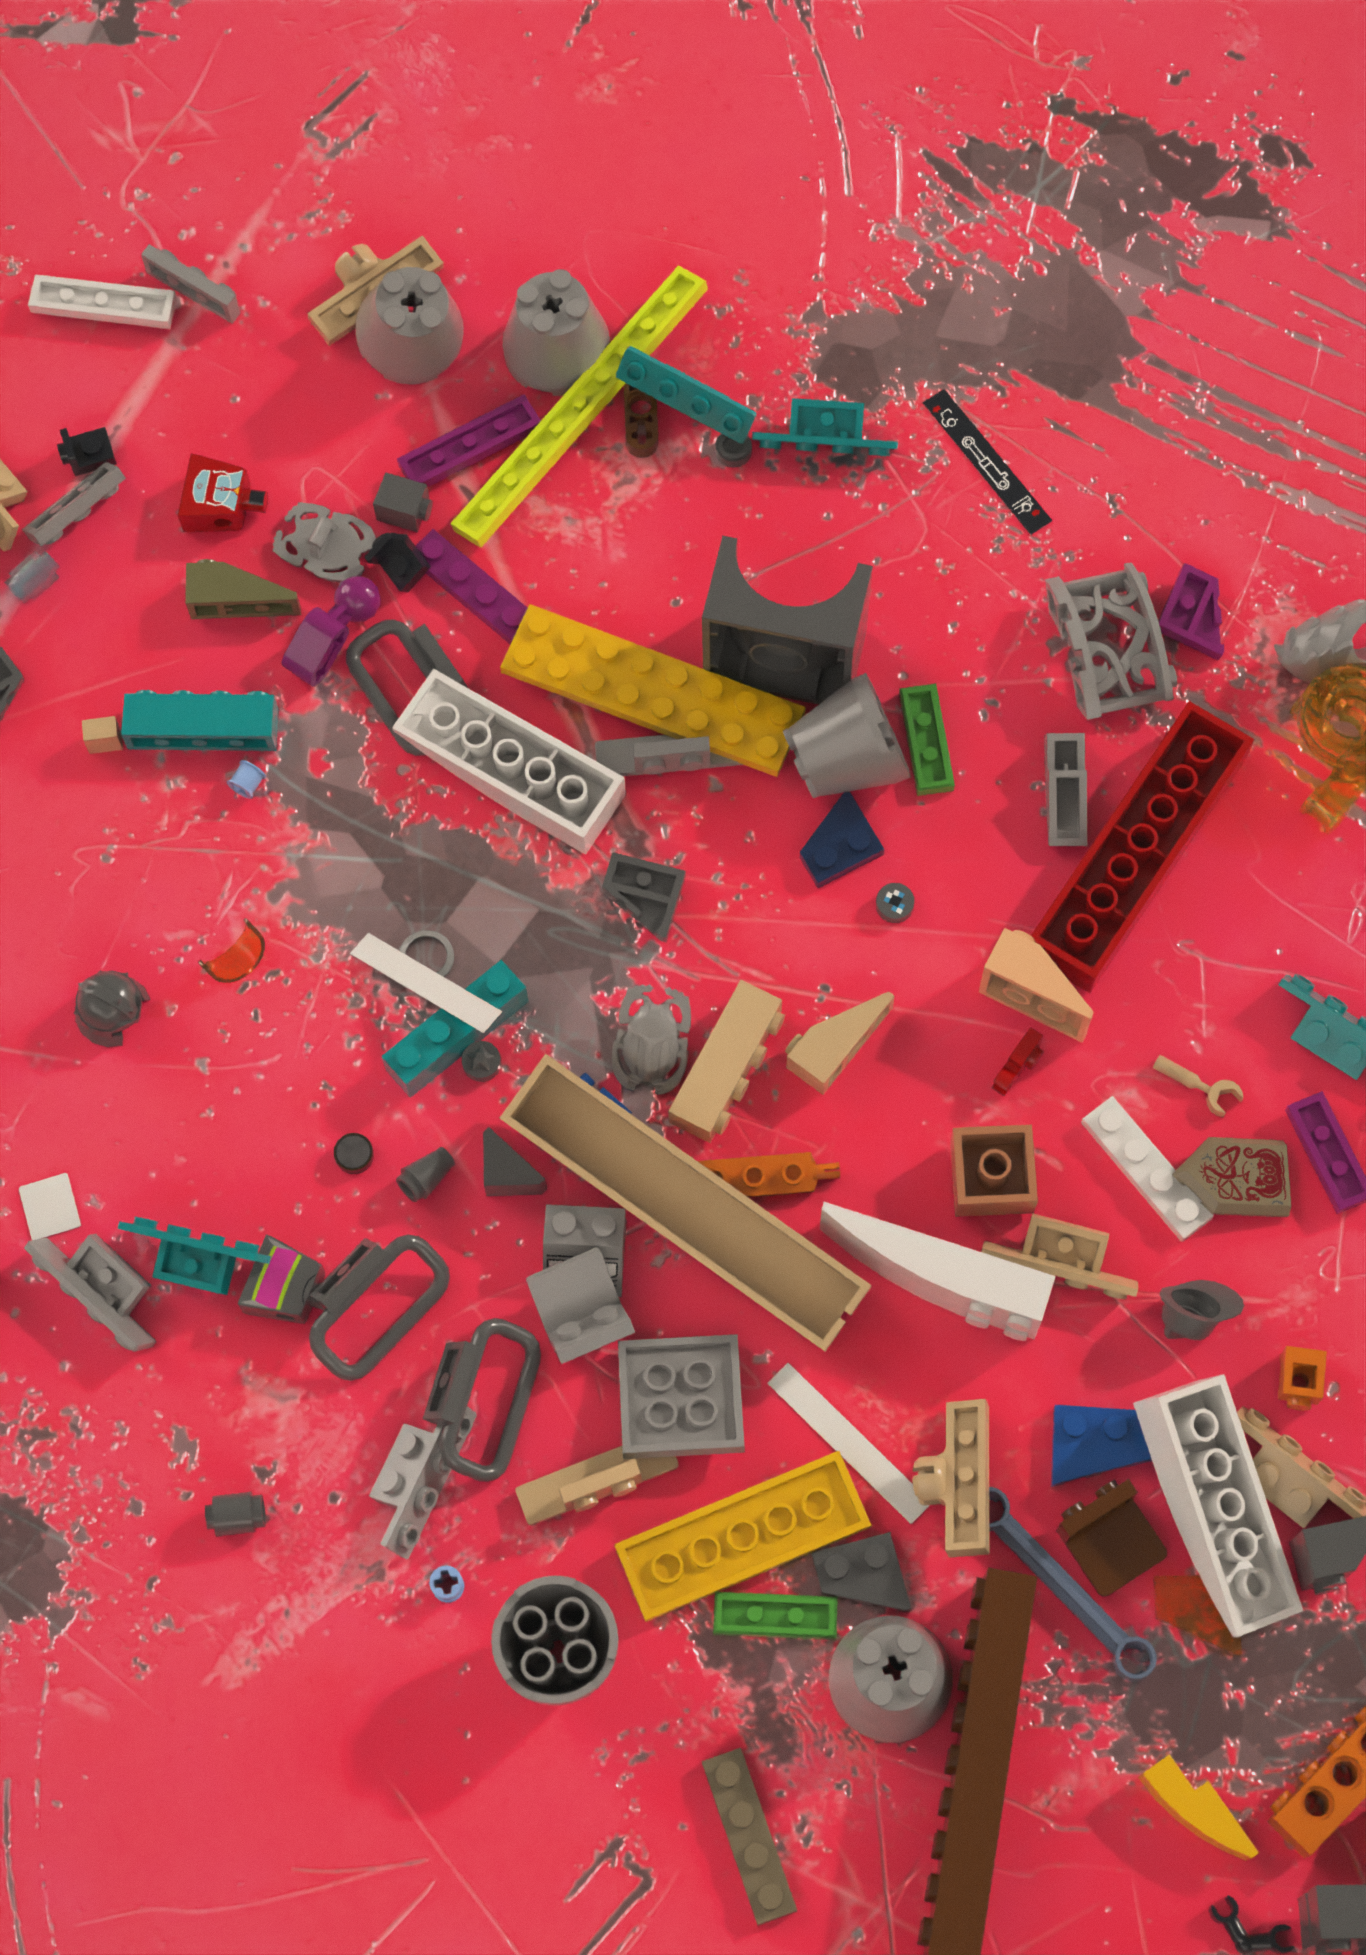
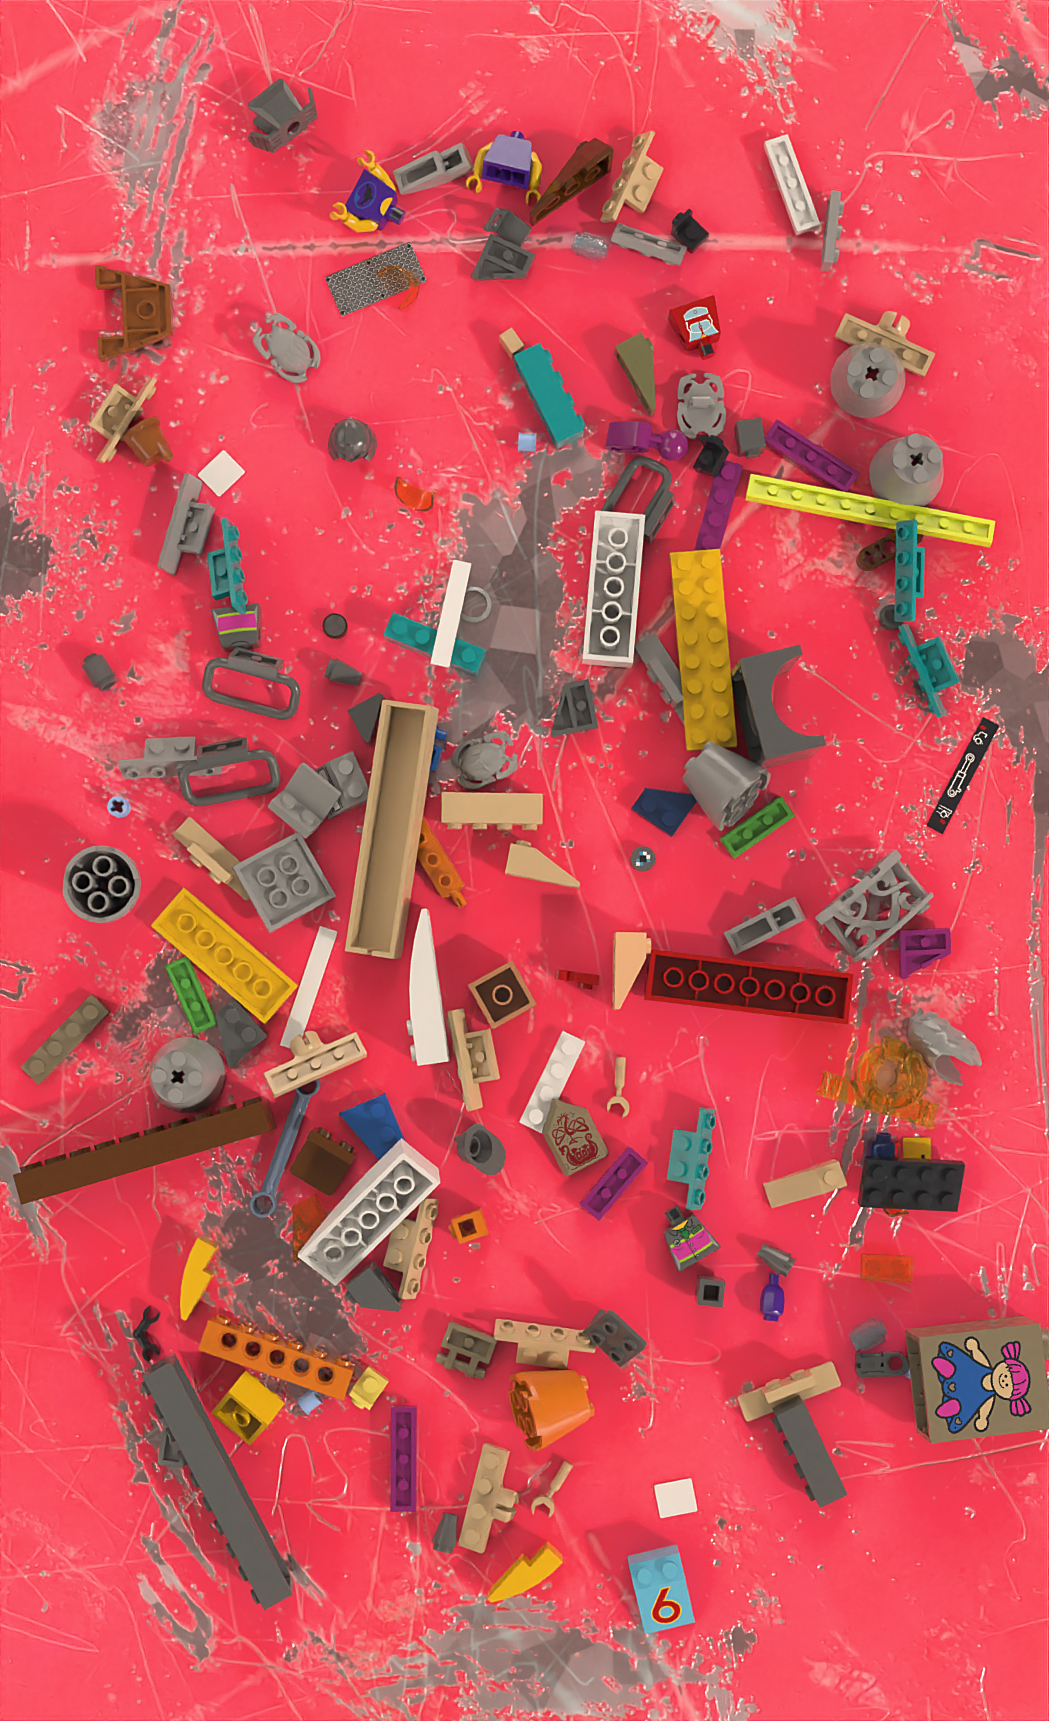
camera: 60 degrees right, 15 degrees up
(481, 1061) = (424, 670): dark grey tile -> none

